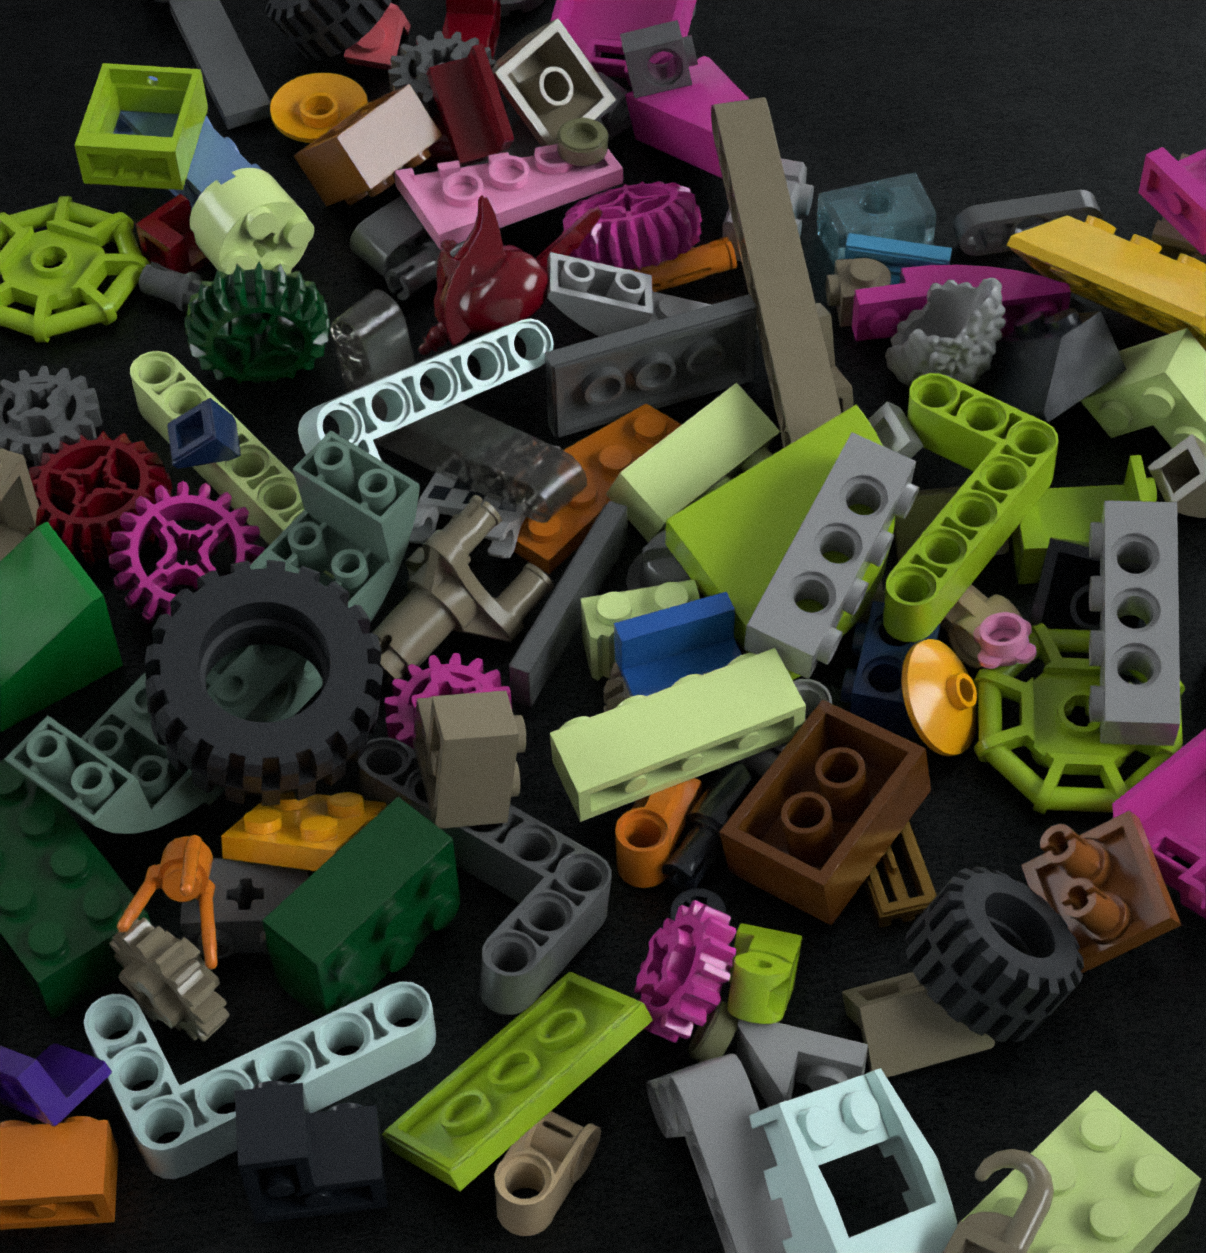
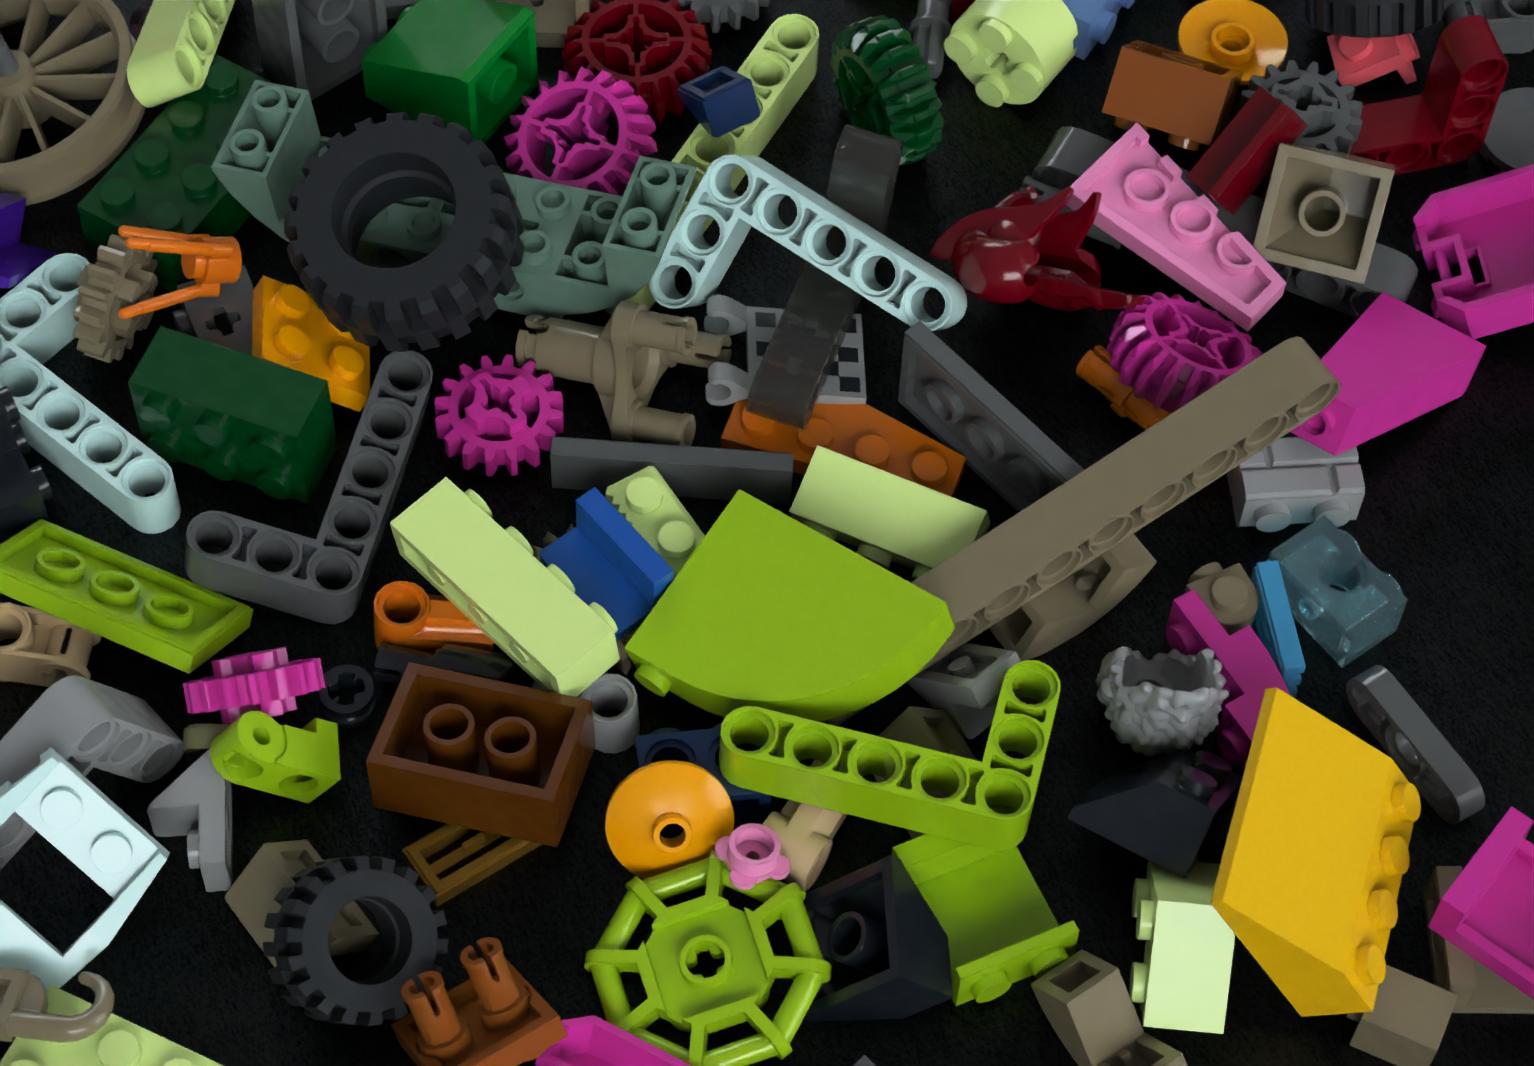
camera: 65 degrees right, 5 degrees up
(468, 756) = (403, 419): dark tan brick -> none
(582, 141) = (1262, 267): olive tile -> none
(608, 297) = (1054, 372): light grey slope -> none
(653, 78) = (1428, 294): dark grey brick -> none
(860, 475) = (650, 619): light grey brick -> none
(1149, 537) = (835, 973): light grey brick -> none

